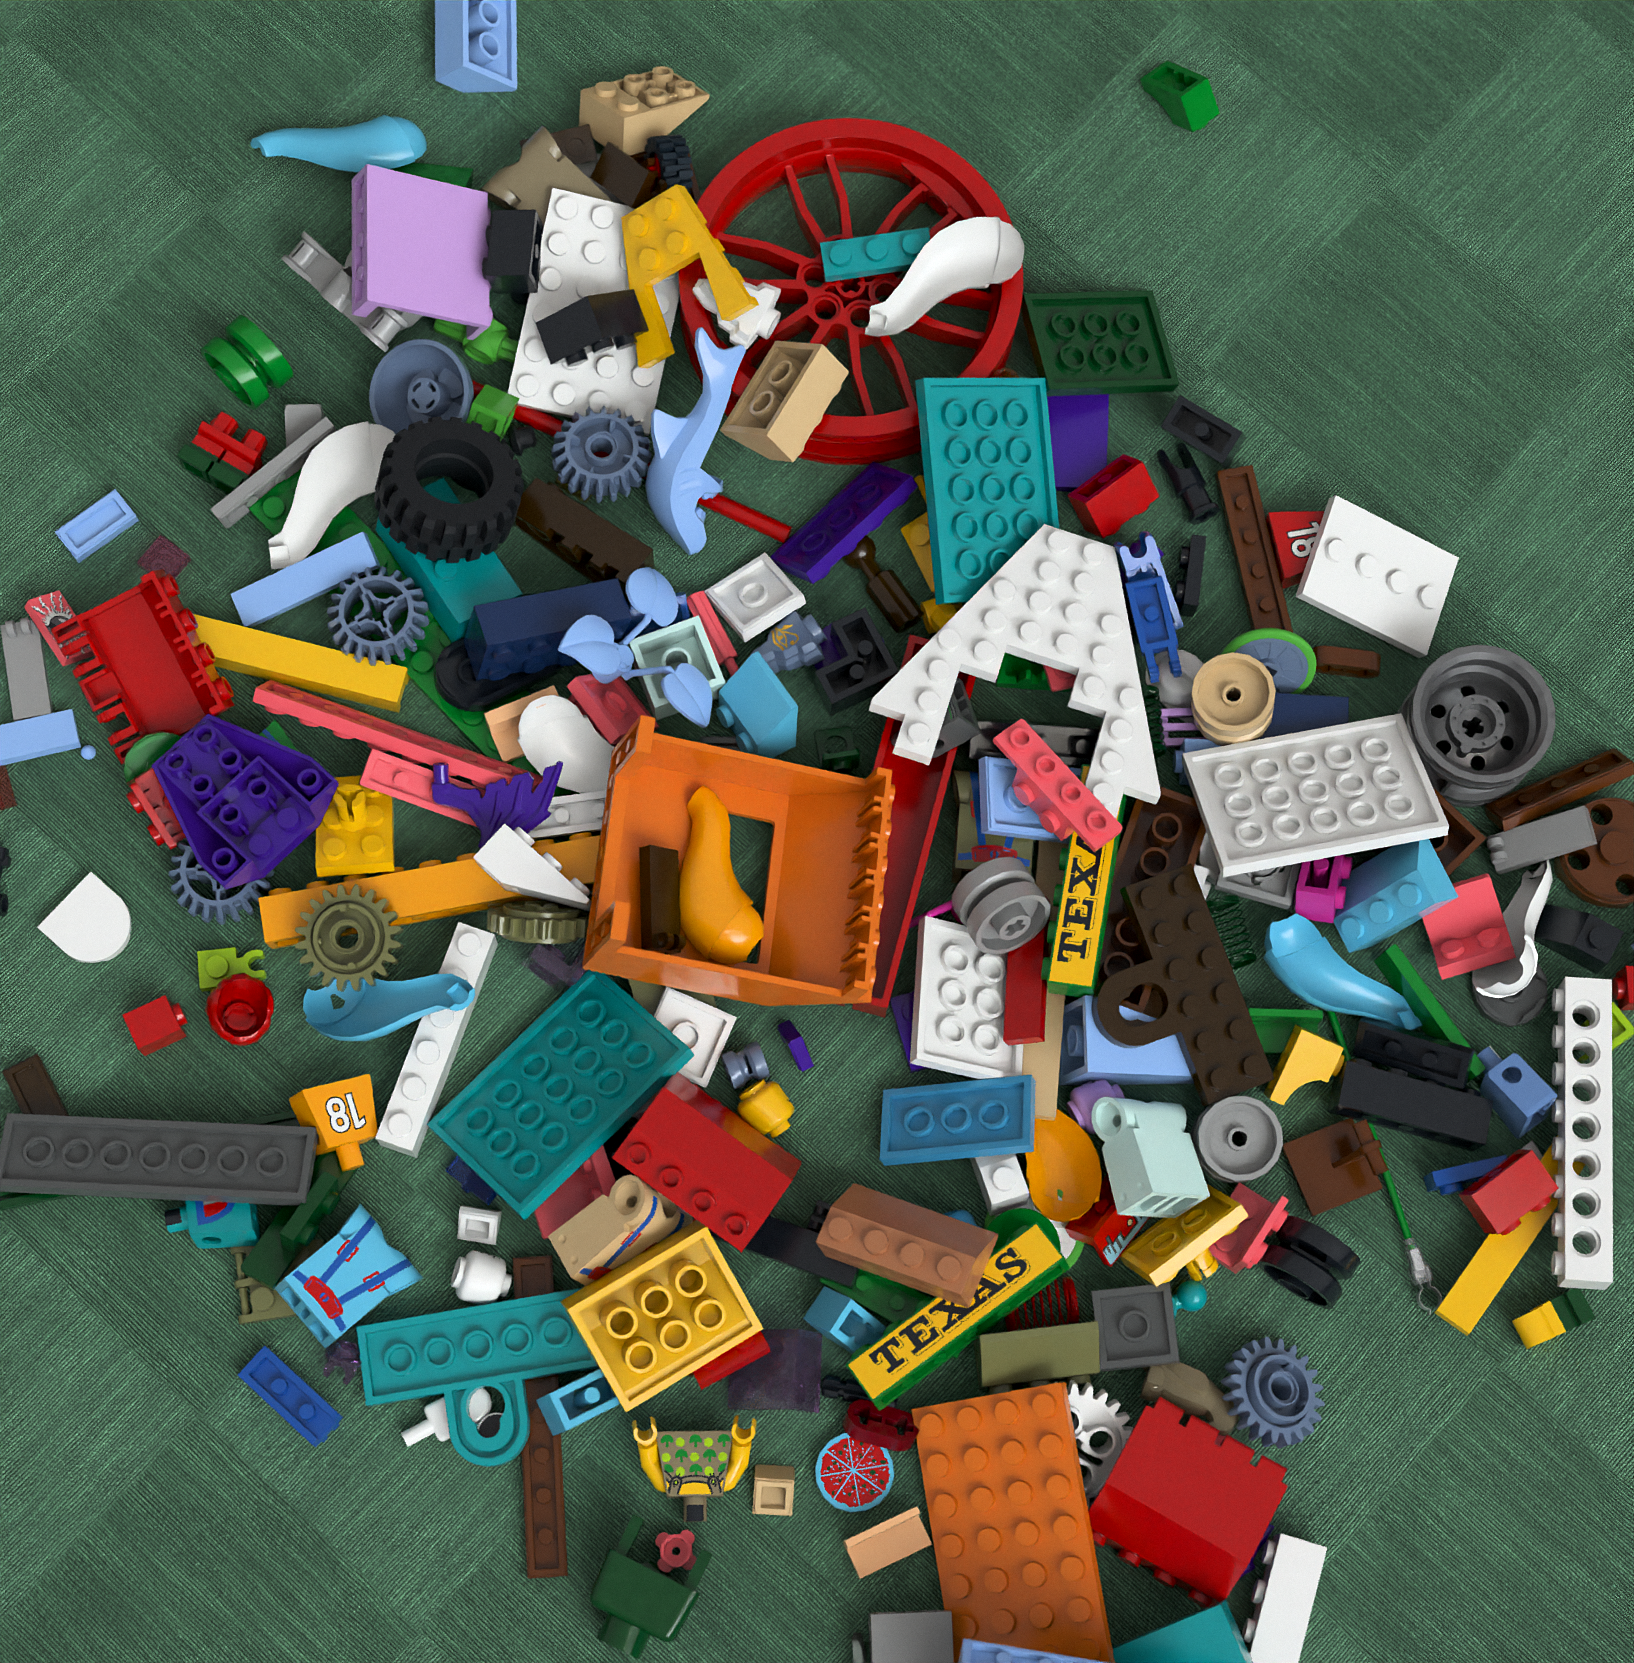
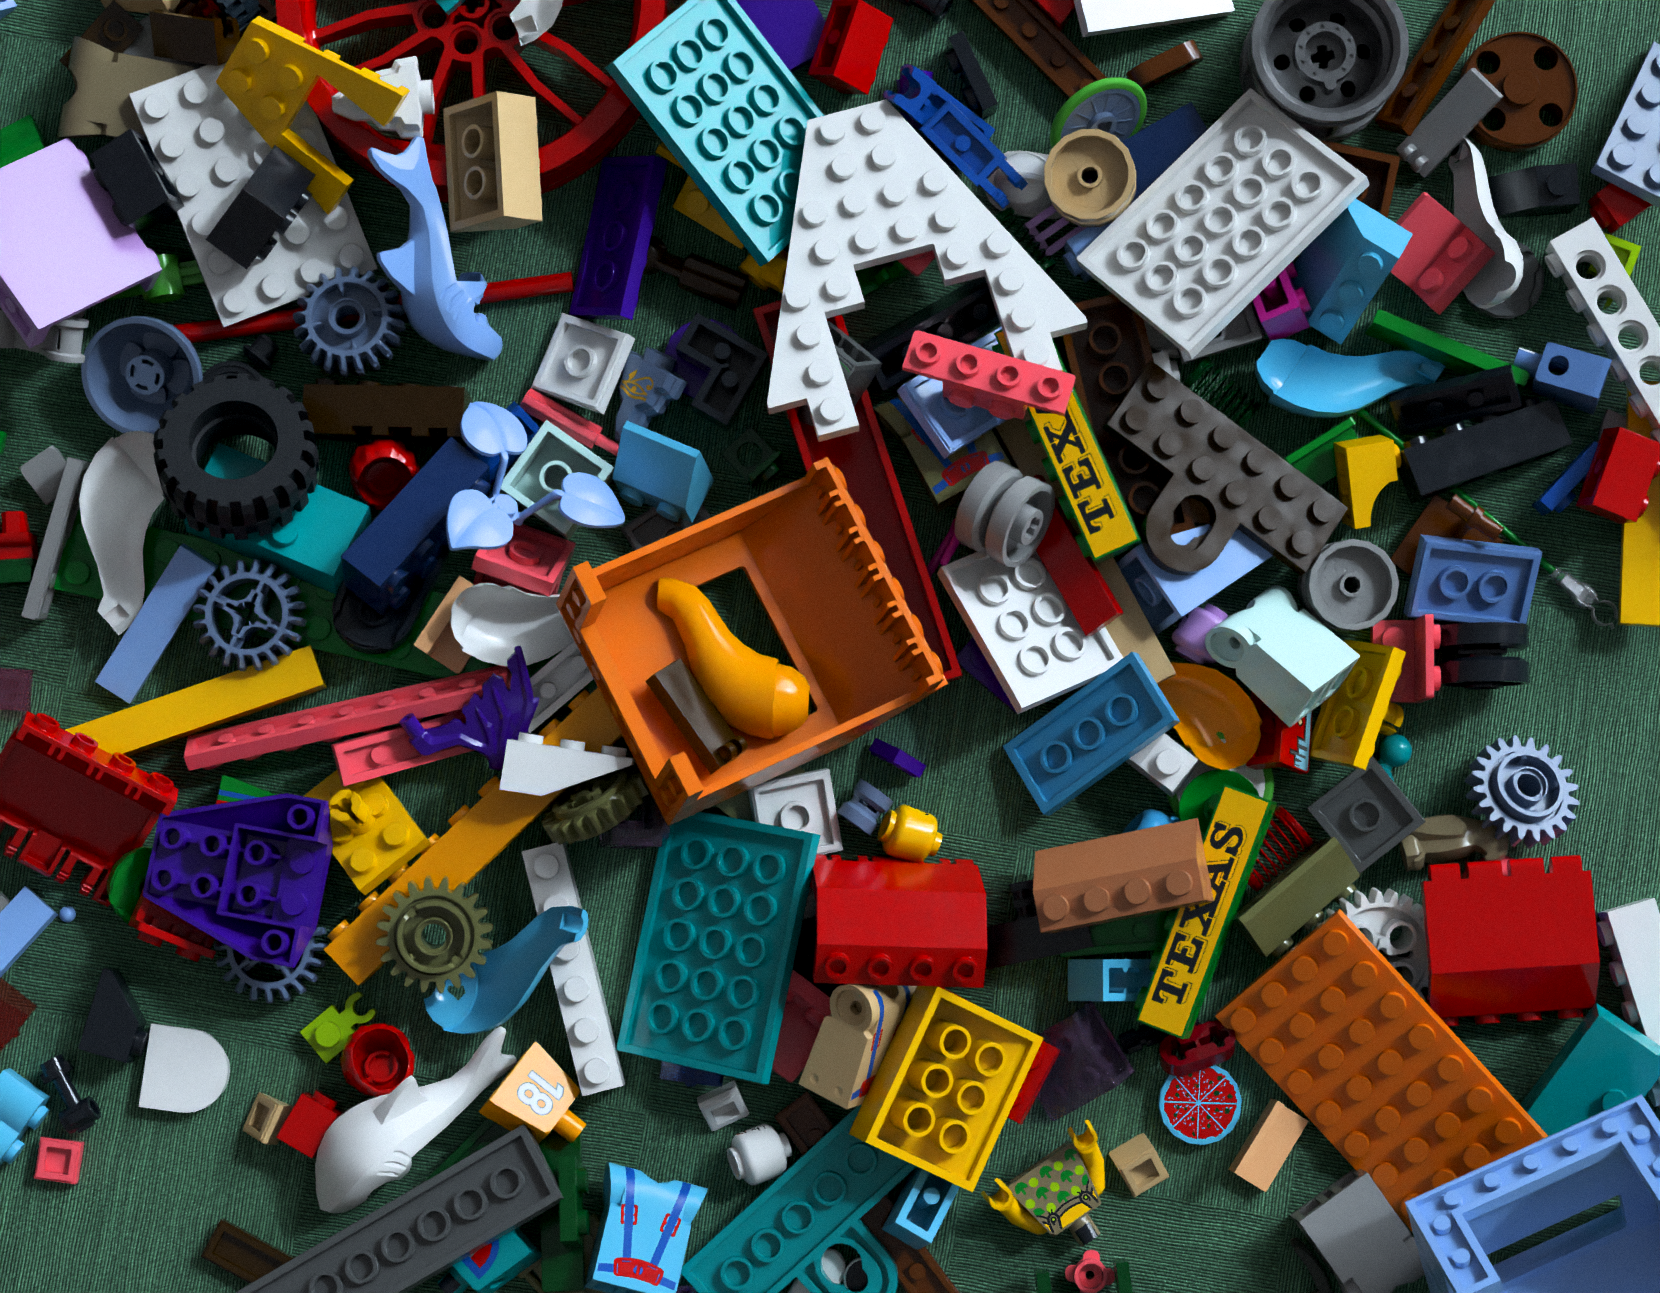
camera: 30 degrees left, 10 degrees up
(65, 850) = (114, 1021): none -> black slope
(124, 999) = (266, 1118): none -> tan slope
(200, 1064) = (382, 1134): none -> white piece
(493, 410) = (220, 349): bright green brick -> none
(549, 571) = (381, 471): none -> red hair
(1338, 1198) = (1472, 580): none -> medium blue tile

